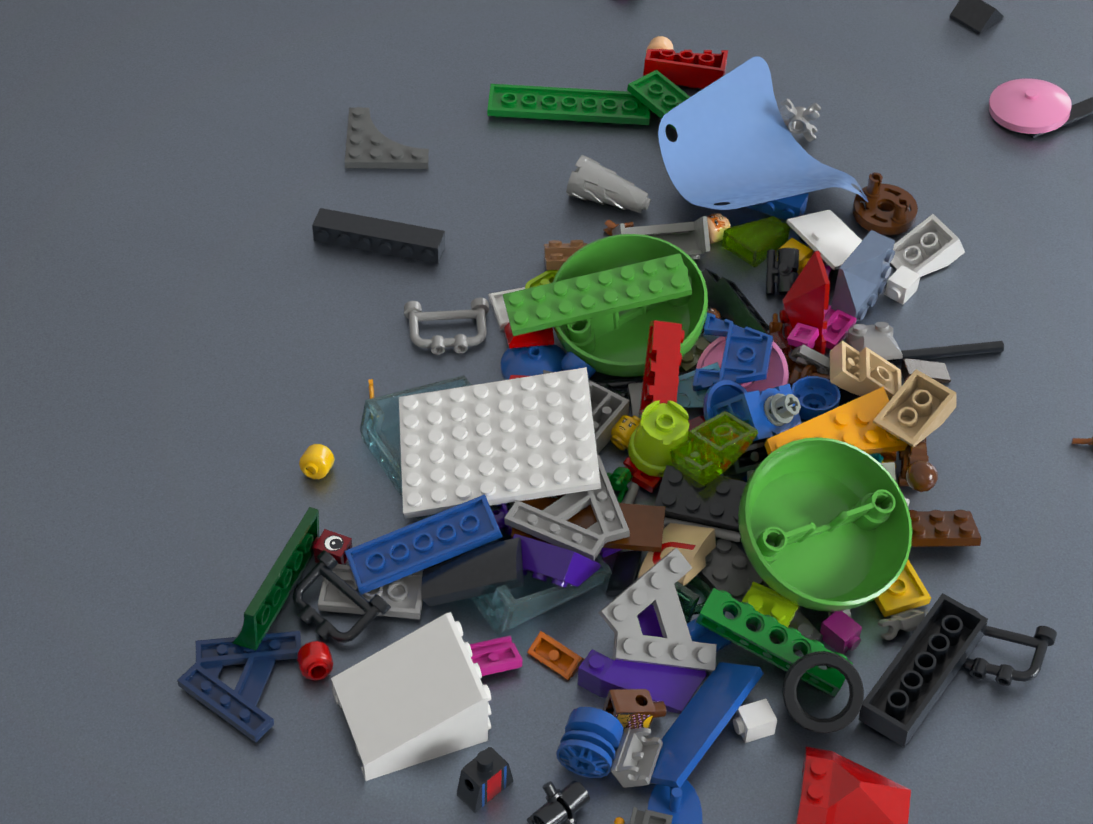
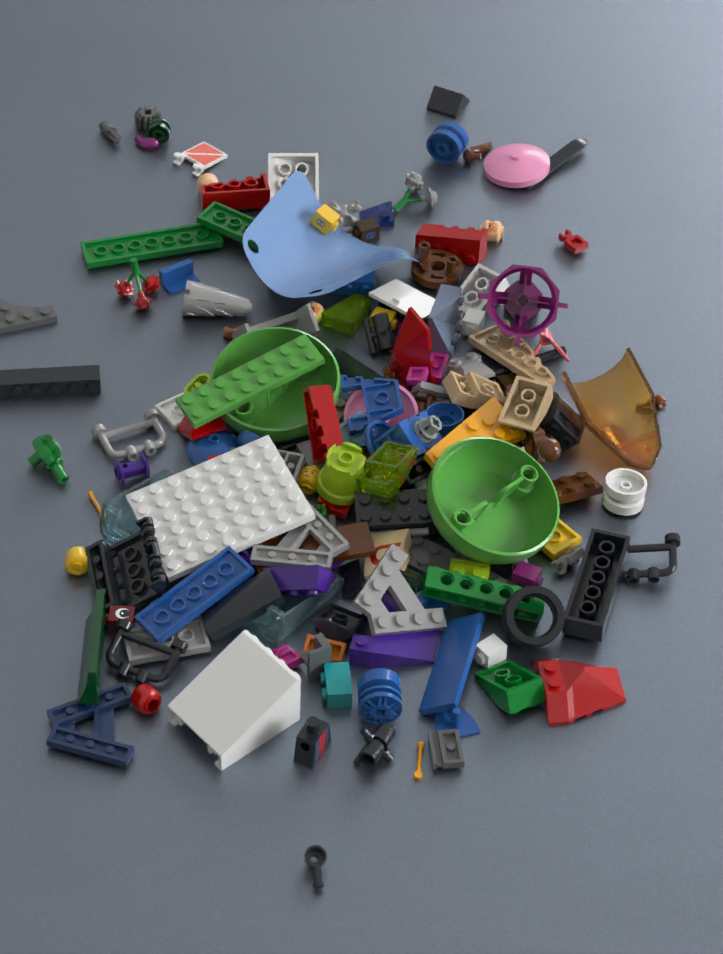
camera: 20 degrees left, 5 degrees down
(341, 320) = (49, 451): none -> green pin
(361, 489) = (129, 568): none -> black slope
(427, 365) = (131, 469): none -> dark purple hose
(517, 148) = (149, 284): none -> red plant
(535, 669) = (316, 657): none -> dark grey panel
(548, 709) = (337, 685): none -> teal brick
(557, 253) = (200, 362): medium nougat plate -> none
(580, 144) = (175, 276): none -> blue panel
(581, 626) = (338, 622): none -> black slope
(633, 707) = (403, 664): reddish brown torso -> none
(636, 757) = (416, 698): light grey hinge -> none
(668, 16) = (202, 156): none -> flag
(763, 776) = (511, 686): none -> green slope
(773, 120) = (325, 219): none -> yellow brick
(775, 50) = (283, 165): none -> white slope
(819, 143) = (366, 230): none -> dark brown brick
(841, 129) = (381, 213): none -> clear blue wing
(896, 99) = (414, 183): none -> light grey plant
(930, 187) = (467, 243): none -> red wedge
(936, 334) = (517, 359): none -> tan wing
(955, 60) = (447, 142): none -> blue wheel
(960, 441) = (563, 423): none -> black piece
(966, 273) = (522, 301): none -> magenta plate
(968, 178) = (495, 230): none -> light nougat head
(983, 328) = (546, 339): none -> coral plant
(986, 79) = (475, 152): none -> reddish brown piece
(1007, 552) = (624, 491): none -> white wheel
(1038, 446) = (620, 412): none -> clear orange windscreen
(1063, 216) = (573, 243): none -> red plate

